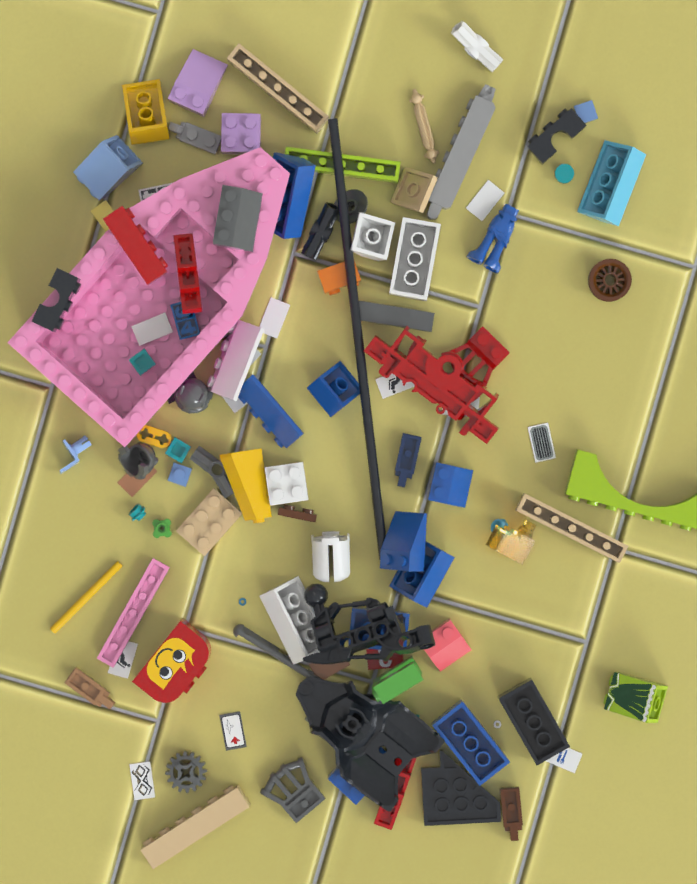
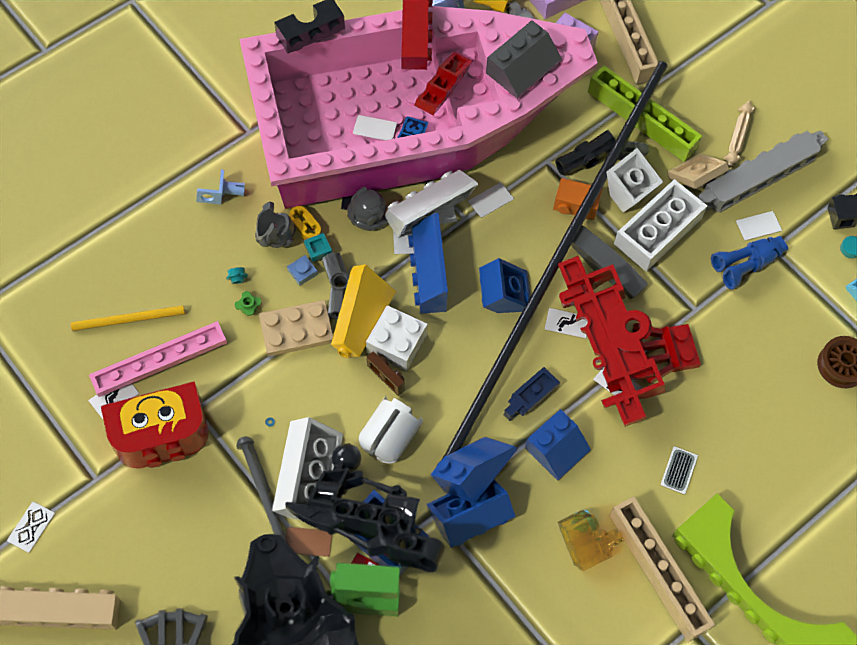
camera: 30 degrees right, 25 degrees down
(89, 688) = (58, 400): medium nougat hinge -> none
(133, 485) = (254, 251): nougat sticker -> none
(142, 362) = (344, 138): teal plate -> none
(193, 778) = (70, 539): dark grey gear -> none
(233, 731) = (160, 540): white sticker -> none
(296, 196) = (578, 105): blue slope -> none
(449, 645) = (442, 600): coral slope -> none
(476, 46) = (830, 100): white piece -> none

